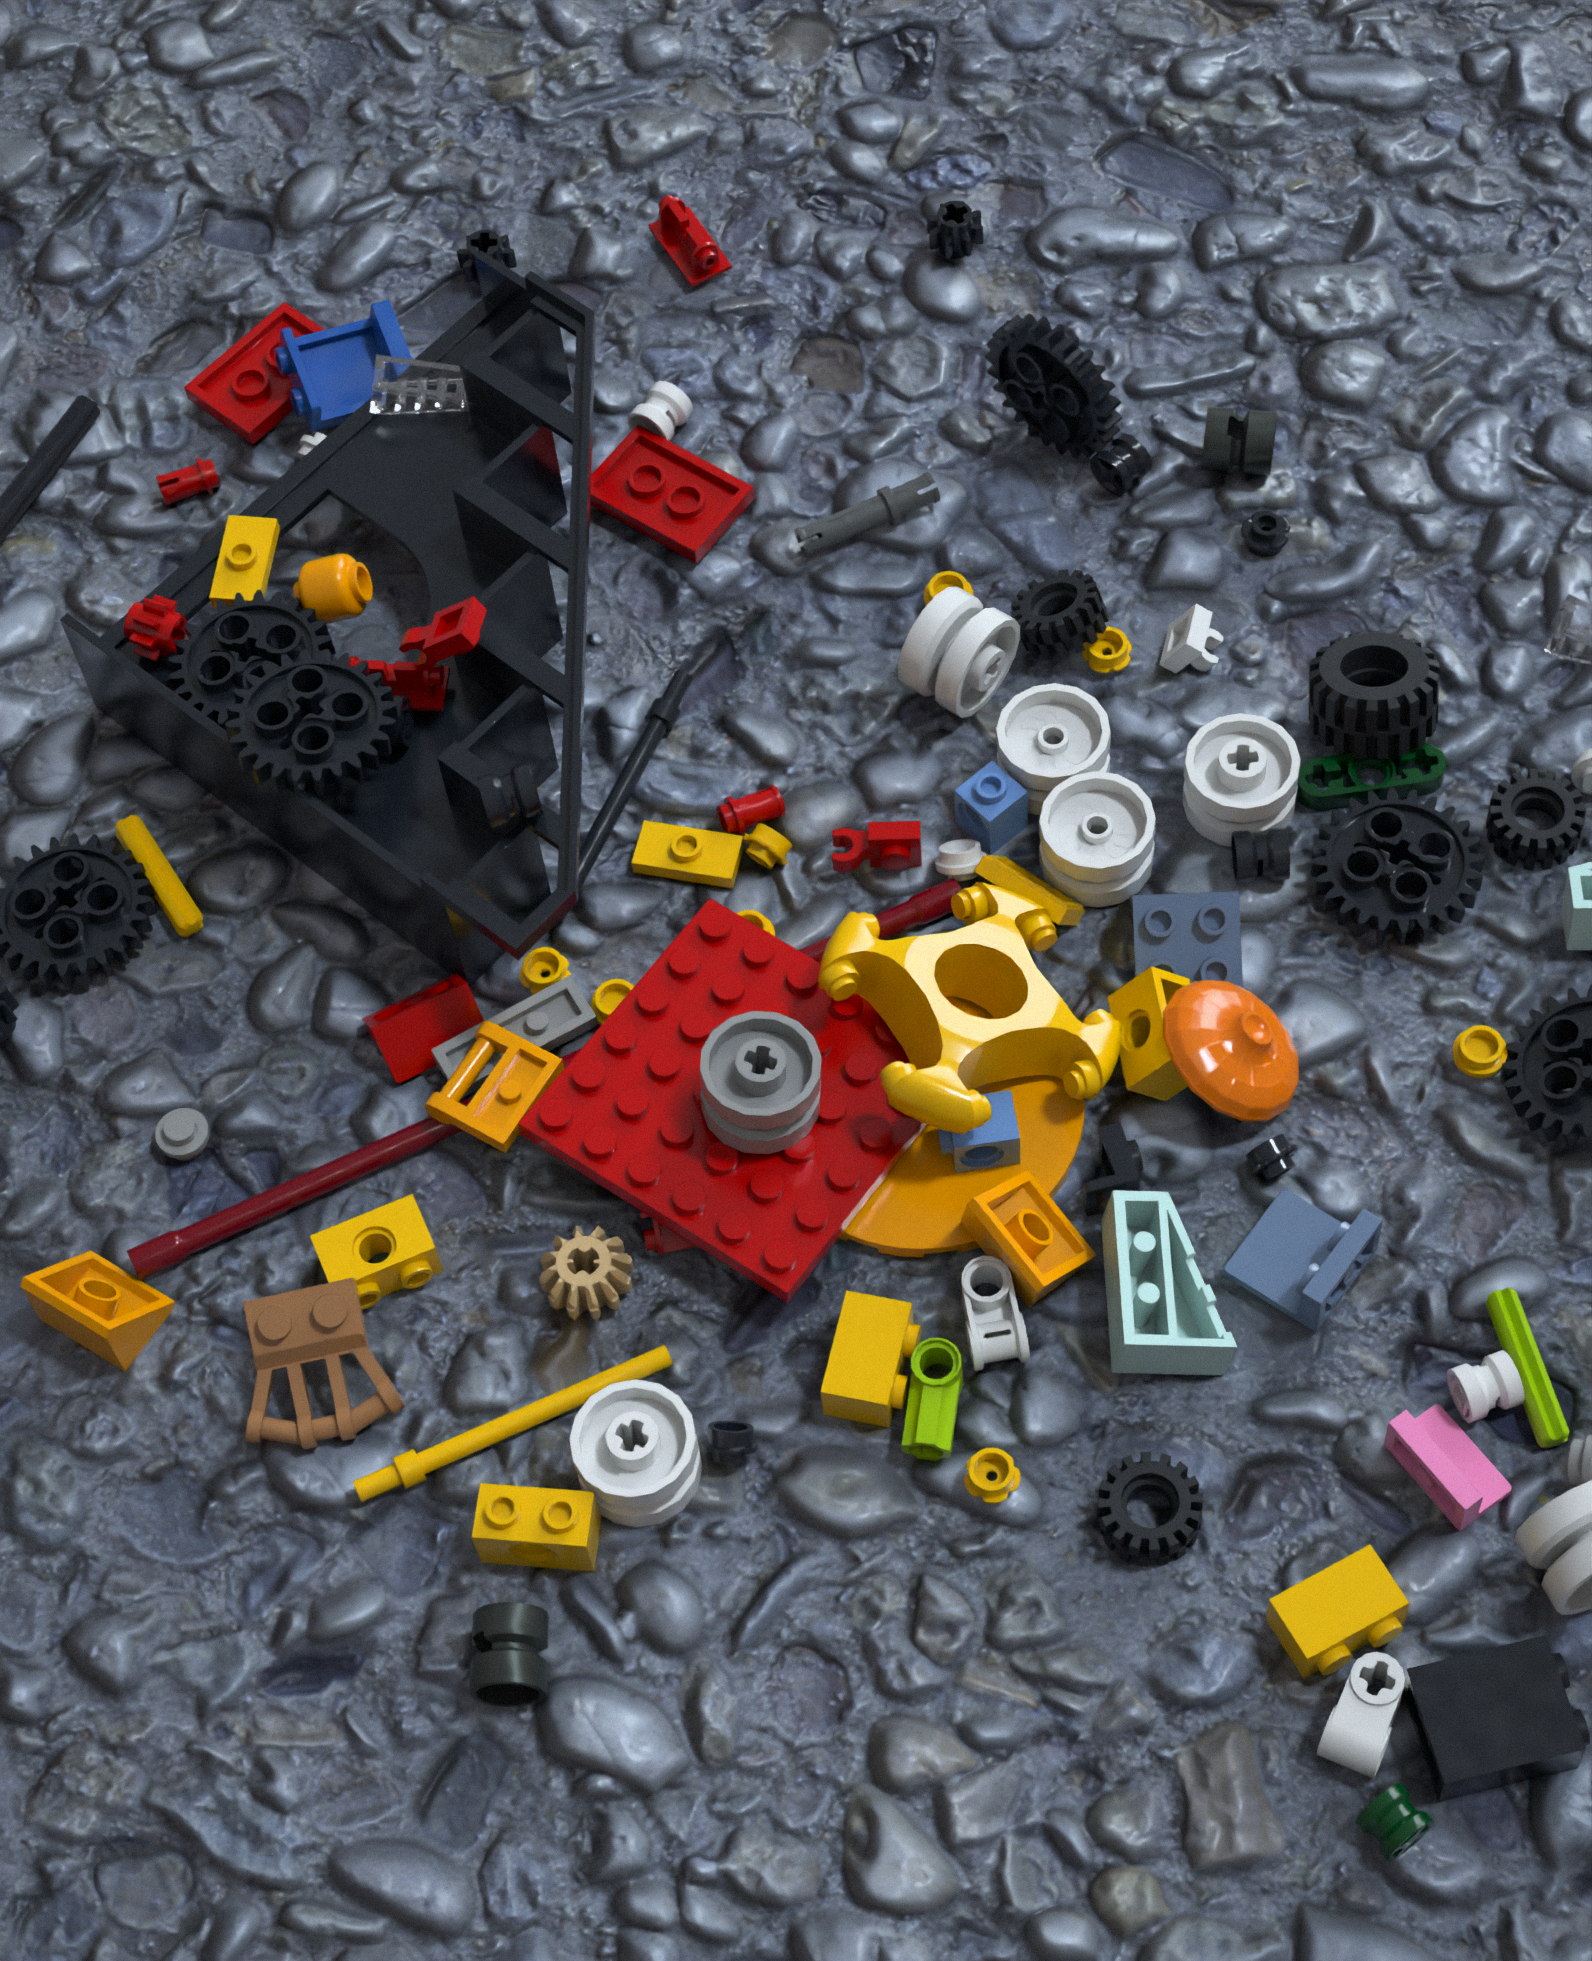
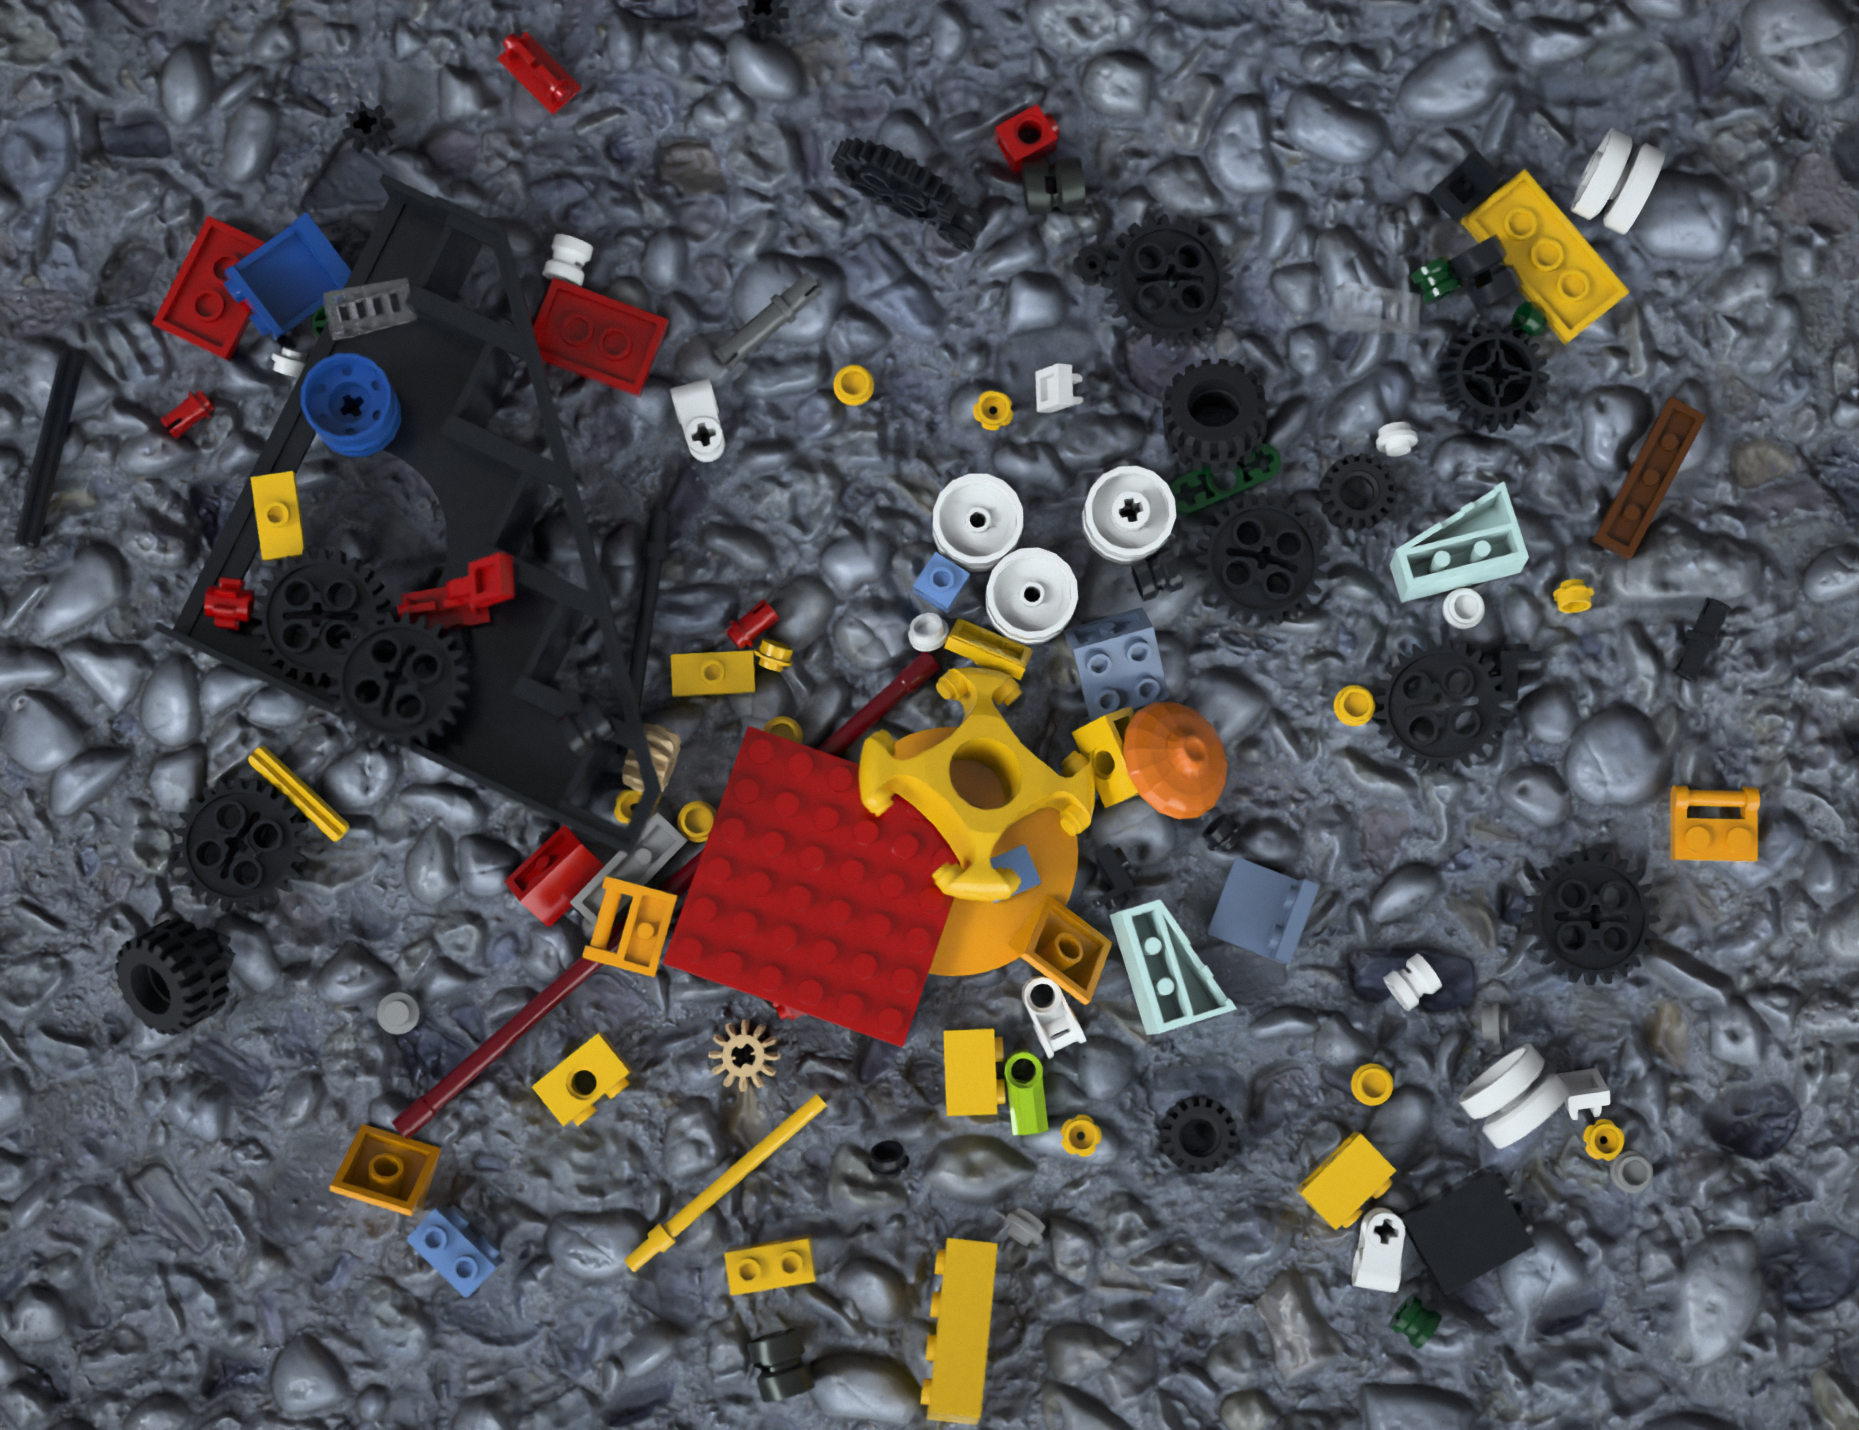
camera: 25 degrees left, 25 degrees up
(143, 1408) = (455, 1249): none -> medium blue bracket
(308, 1328) = (556, 1159): medium nougat plate -> none
(334, 587) = (364, 531): light orange head -> none
(365, 457) = (338, 385): none -> blue wheel
(590, 920) = (664, 749): none -> tan gear
(636, 1452) = (822, 1217): white wheel -> none
(756, 1676) = (961, 1331): none -> yellow wedge
(757, 594) = (699, 415): none -> white piece
(760, 1082) = (845, 870): light grey wheel -> none
(885, 844) = (872, 635): red plate -> none
(885, 1566) = (1024, 1227): none -> light grey plate
(958, 651) = (886, 454): white wheel -> none
(1060, 614) = (935, 377): black tyre -> none
(1219, 384) = (1017, 151): none -> red brick
(1351, 558) = (1172, 317): none -> black gear
(1402, 1505) = (1371, 1084): none -> yellow plate
(1446, 1464) = (1397, 1044): bright pink panel -> none
(1519, 1343) = (1437, 955): lime axle -> none

